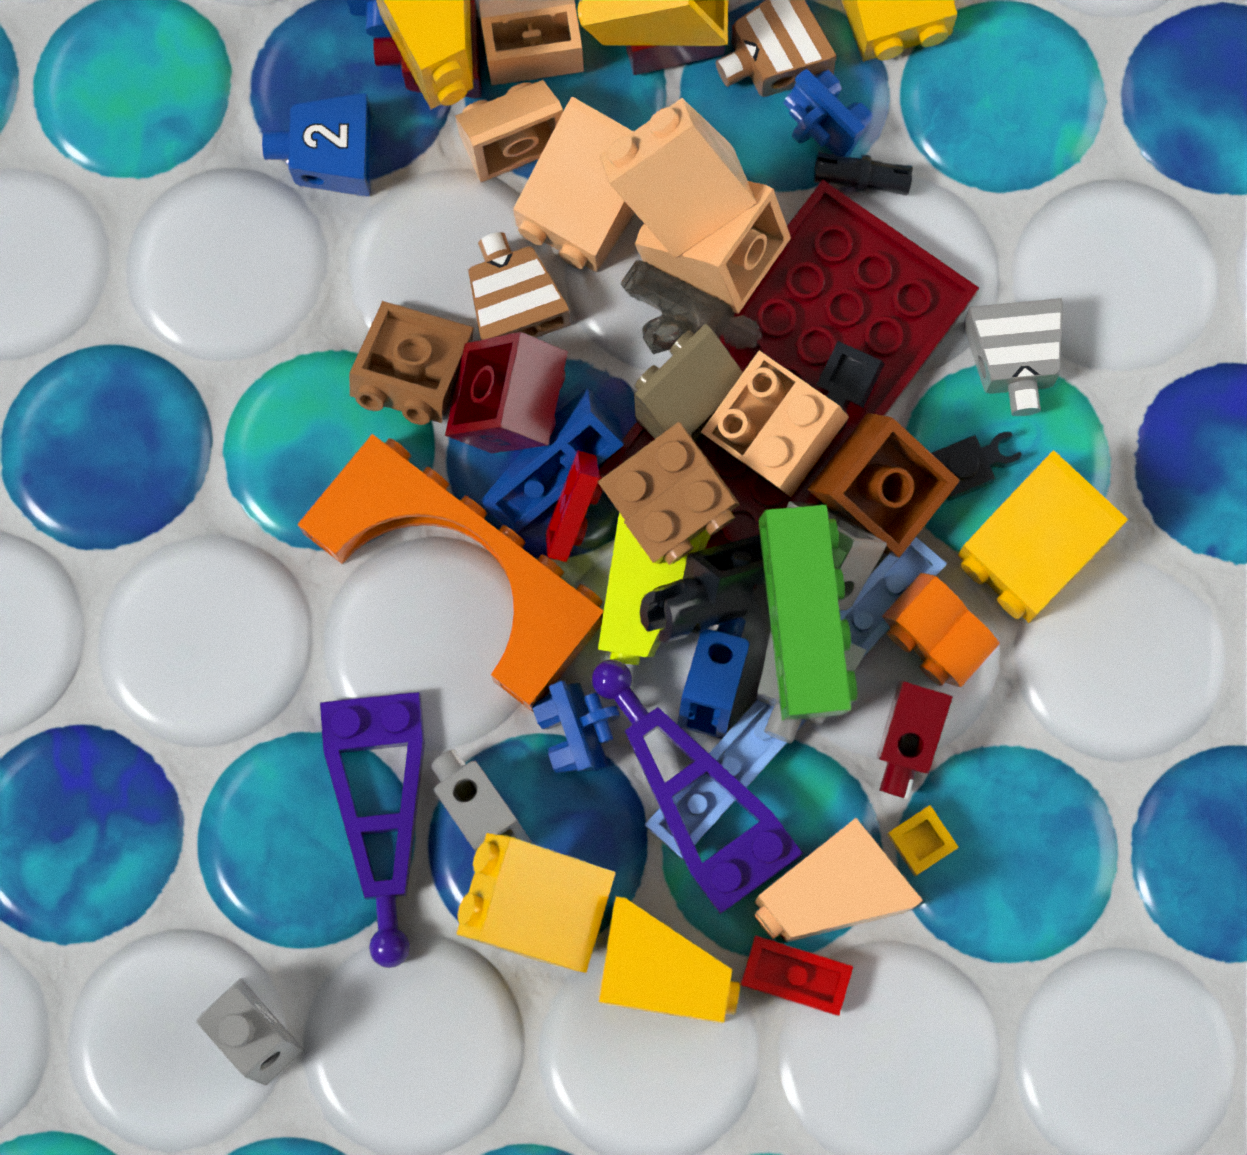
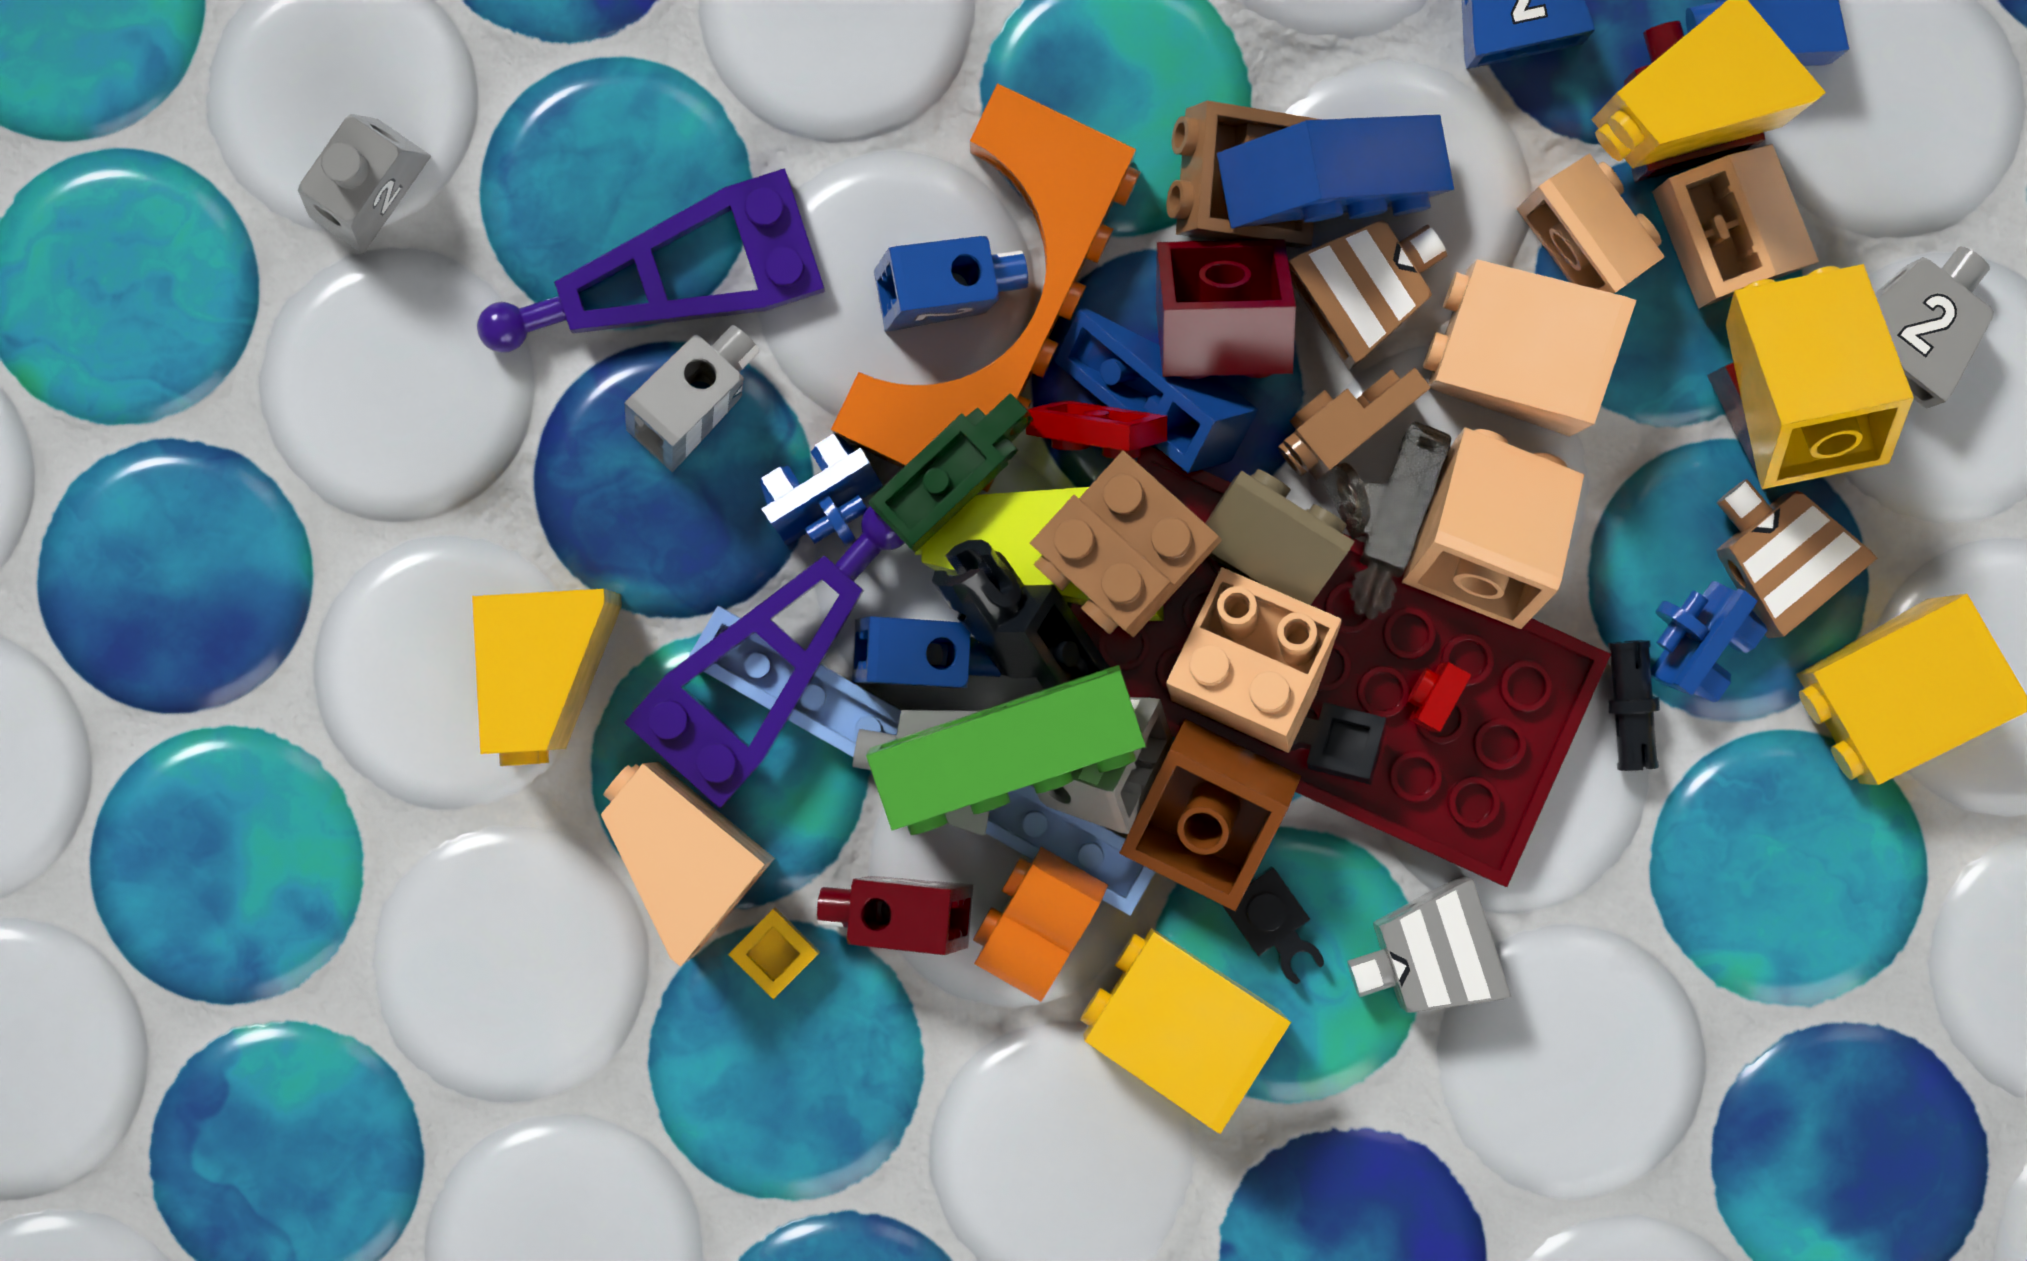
camera: 70 degrees right, 10 degrees up
(424, 294) = (1336, 169): none -> blue wedge
(436, 599) = (919, 286): none -> blue torso
(534, 902) = (577, 491): yellow slope -> none
(584, 618) = (950, 471): none -> dark green hinge
(615, 331) = (1336, 427): none -> medium nougat plate
(678, 177) = (1544, 465): light nougat slope -> none
(797, 975) = (574, 832): red plate -> none
(829, 302) = (1436, 695): none -> red plate

